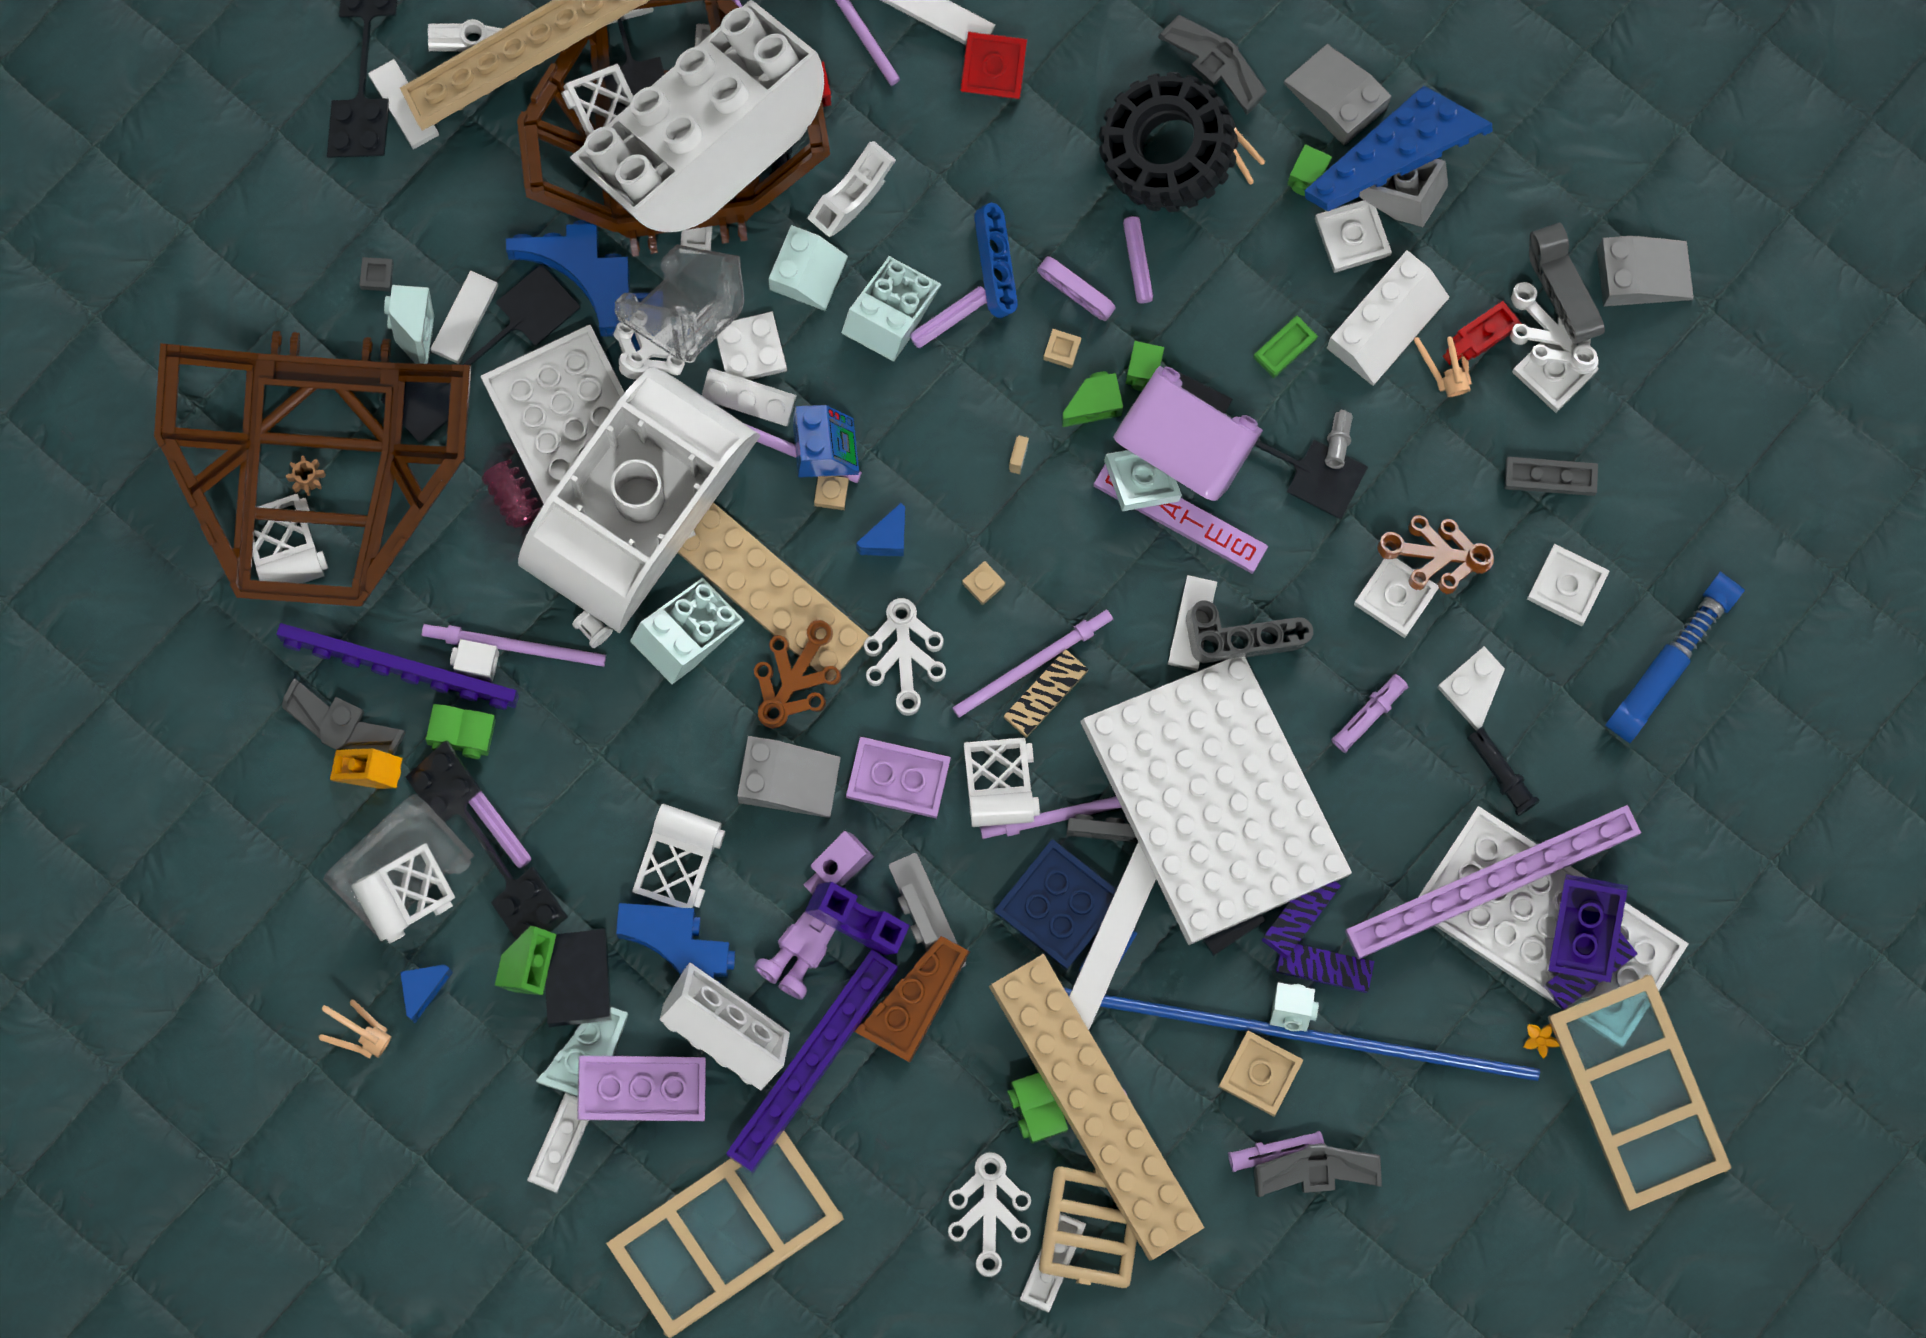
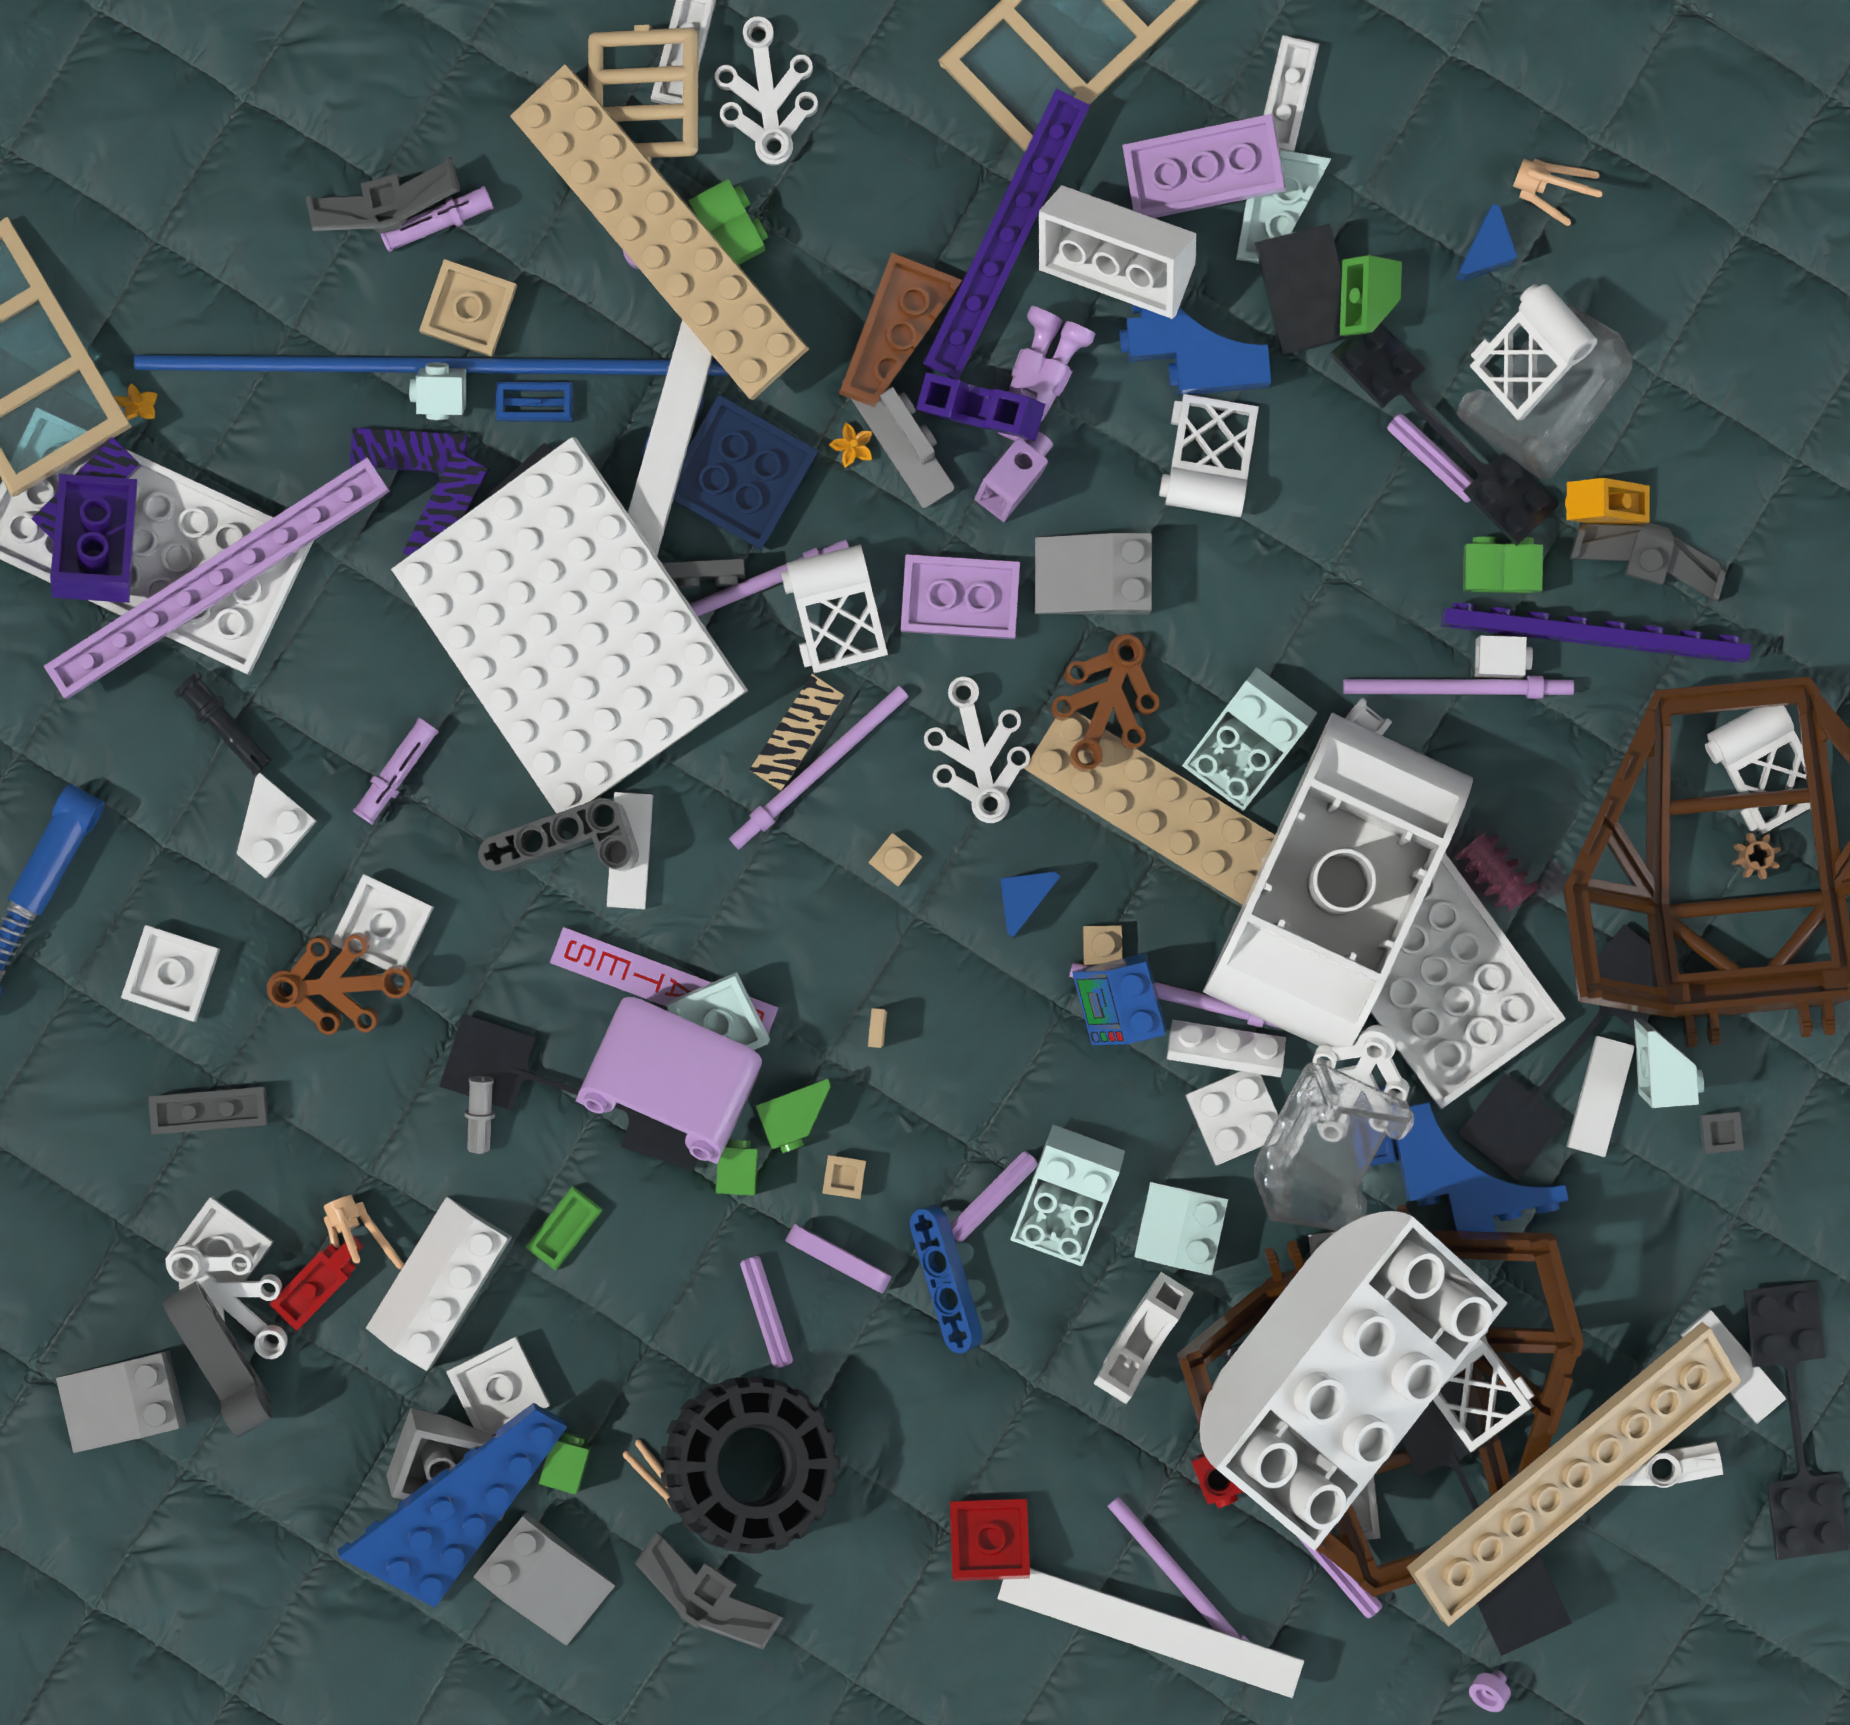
camera: 175 degrees right, 10 degrees up
(965, 914) = (852, 445): none -> light orange plant
(1191, 986) = (566, 402): none -> blue tile

